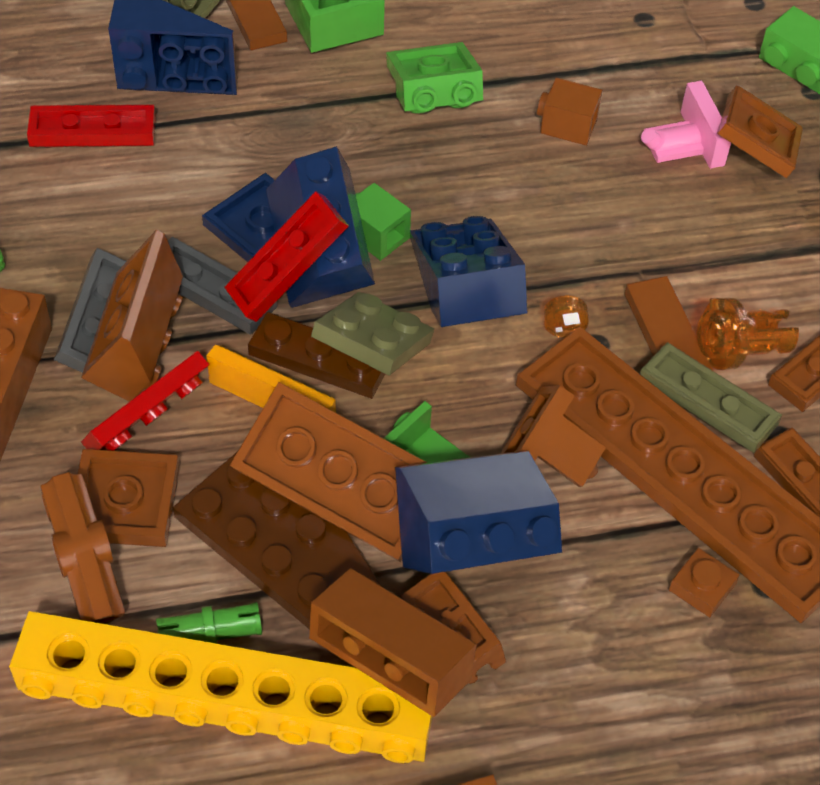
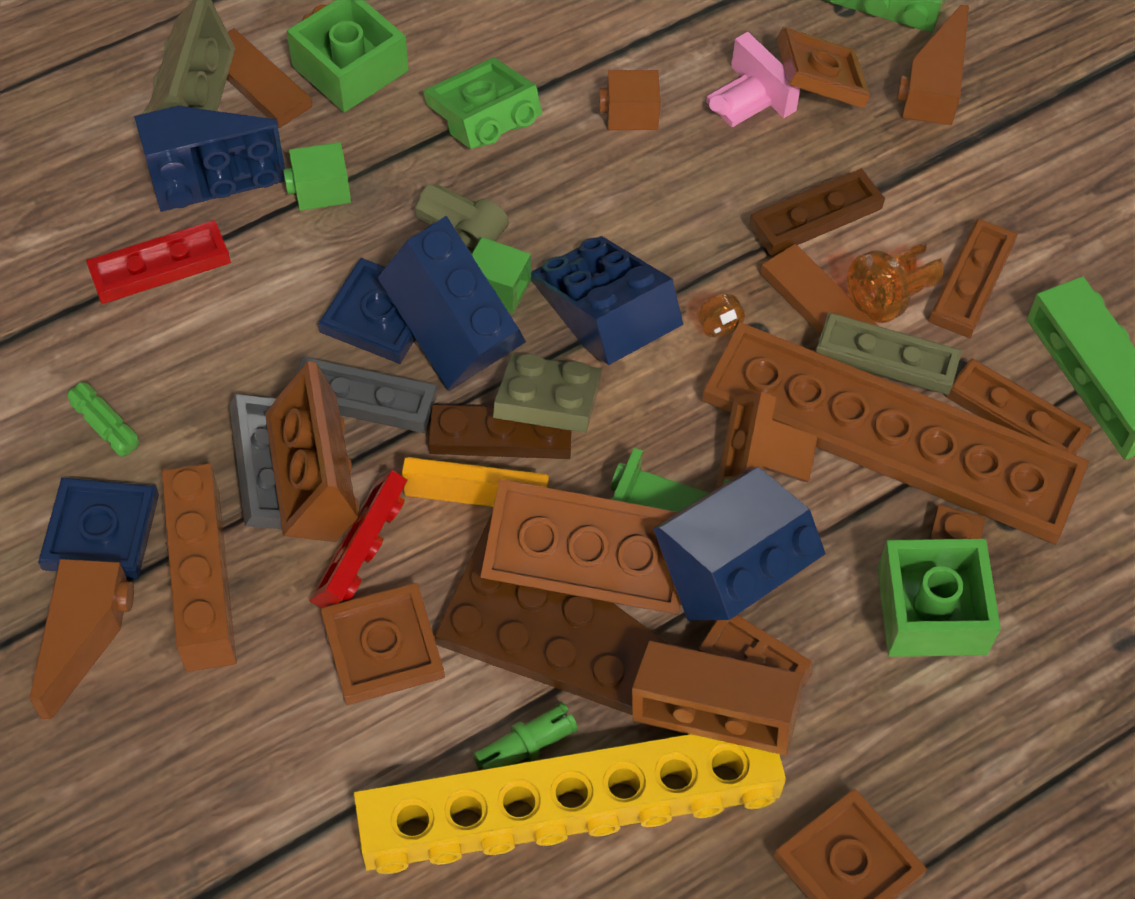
camera: 20 degrees left, 5 degrees up
(82, 548) = (373, 711): dark orange piece -> none
(260, 95) = (318, 176): none -> bright green brick
(286, 256) = (441, 345): red plate -> none
(369, 164) = (468, 218): none -> olive piece
(653, 628) = (938, 597): none -> bright green brick
(700, 254) = (816, 211): none -> reddish brown plate

